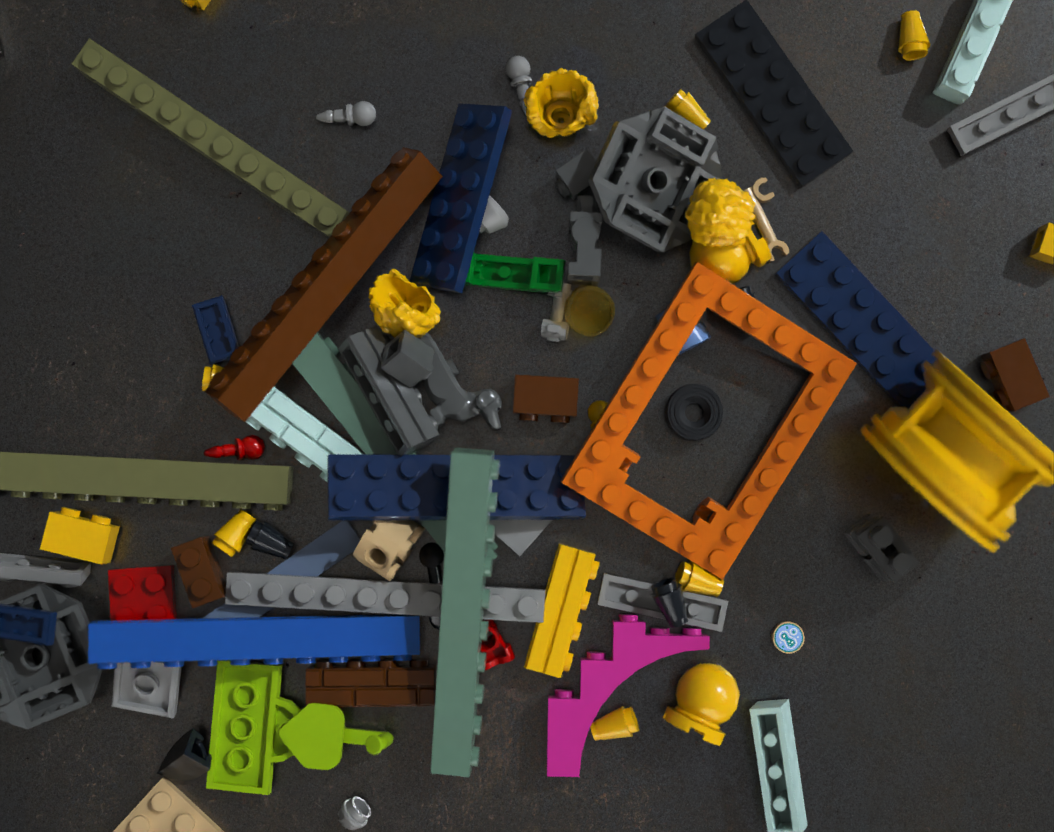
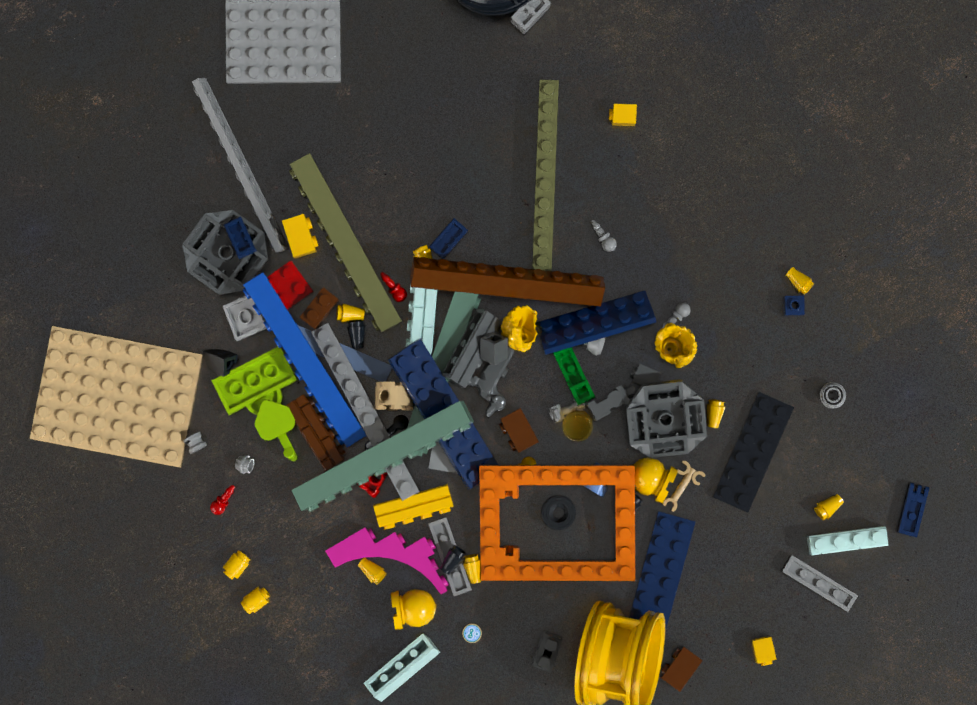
camera: 60 degrees right, 0 degrees up
(719, 213) = (666, 462): yellow hair -> none

